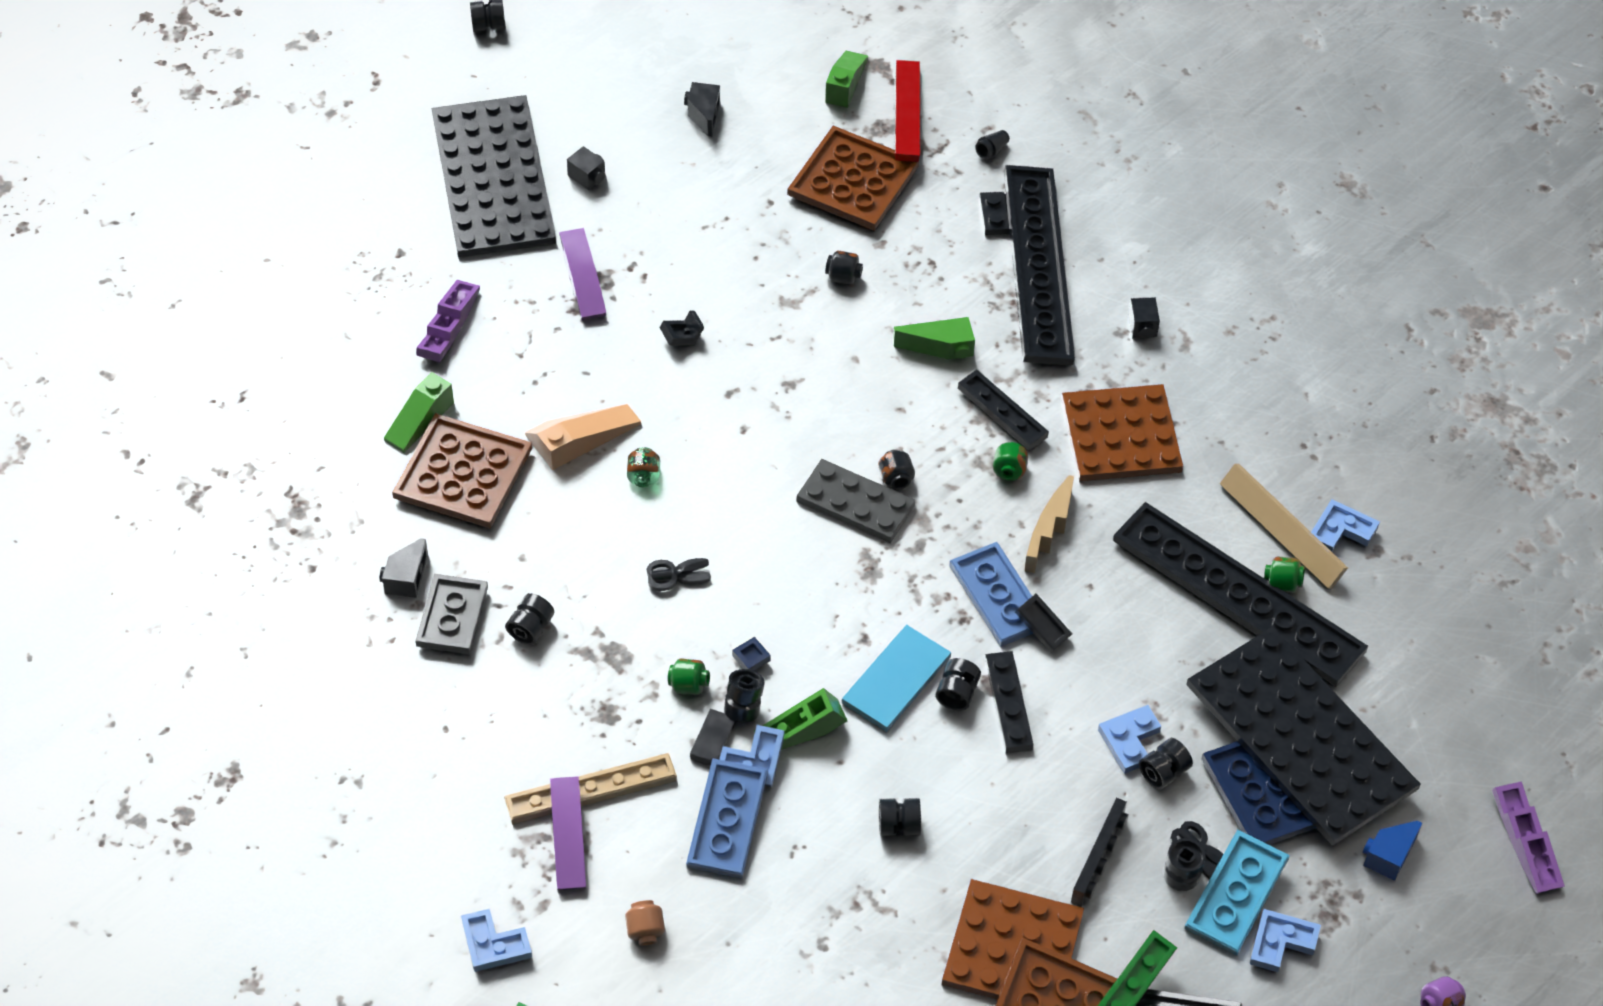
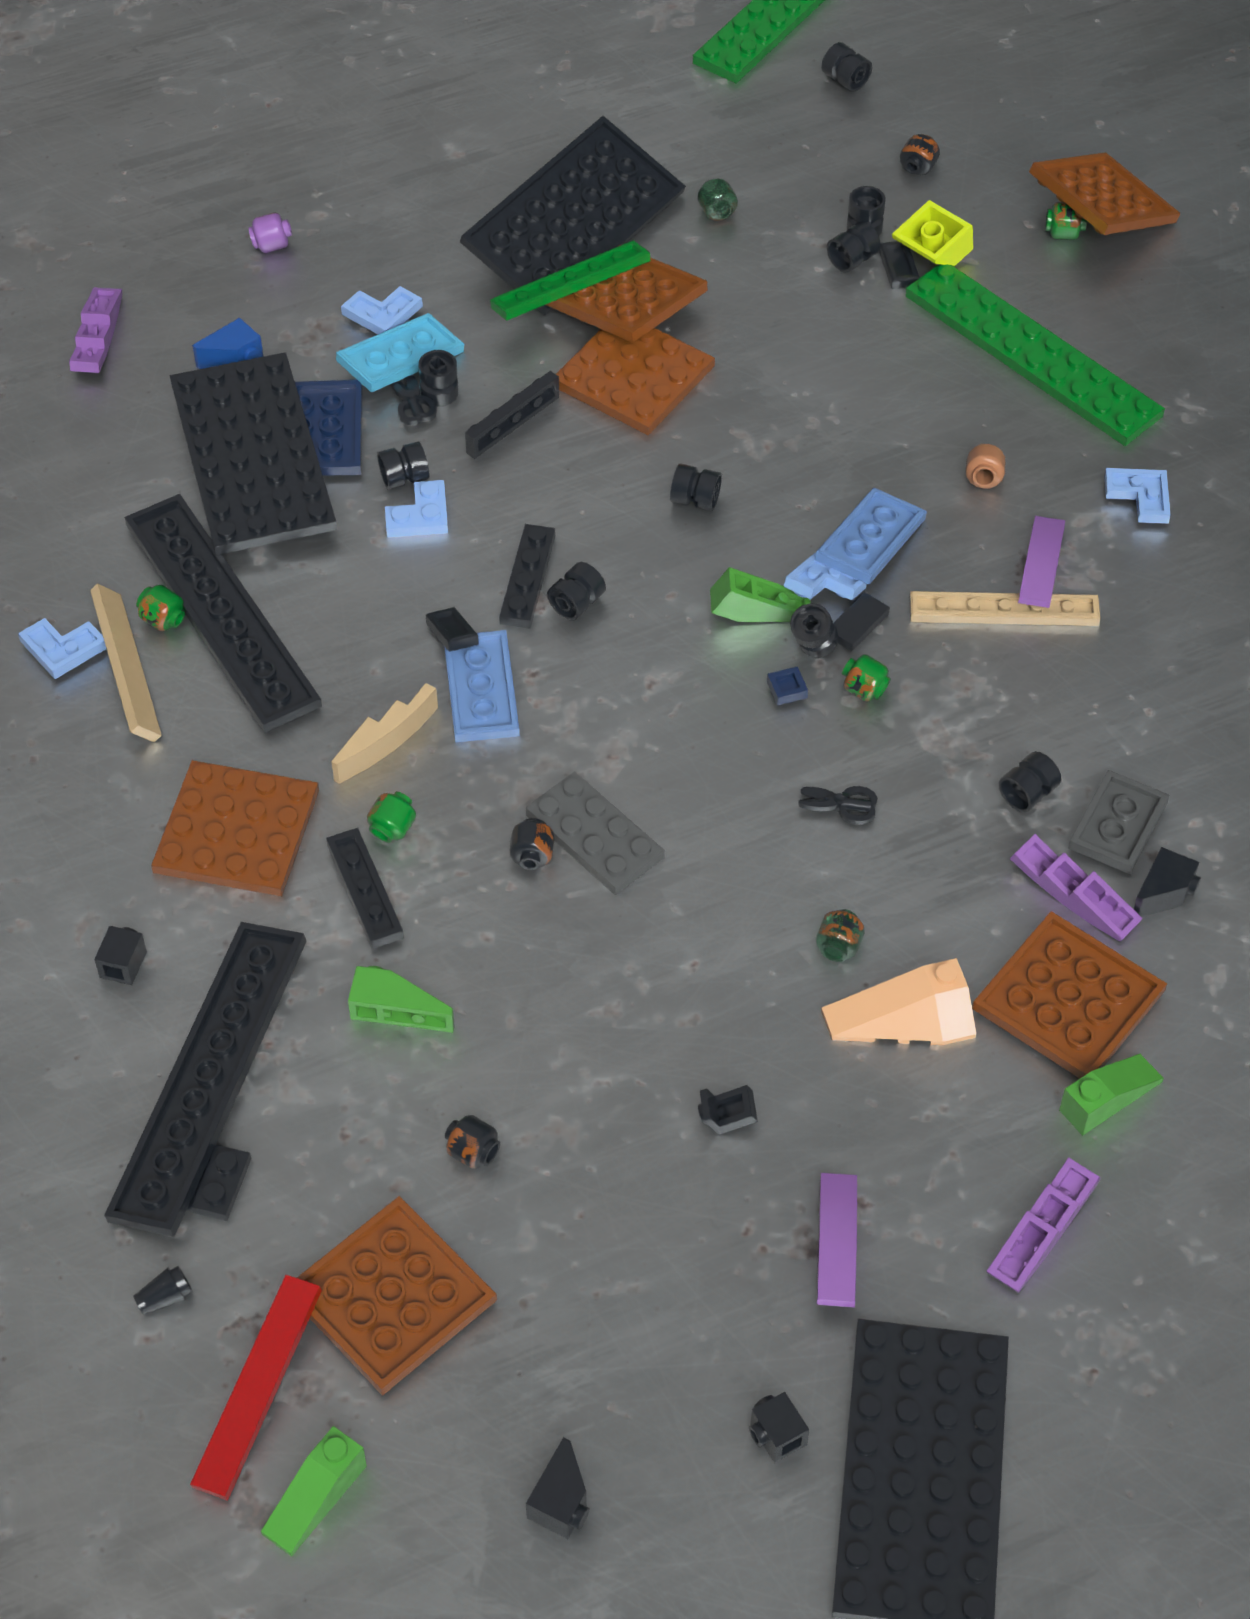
camera: 160 degrees left, 0 degrees up
(478, 554) = (1071, 886): none -> medium lavender slope
(896, 678) = (635, 628): medium azure tile -> none

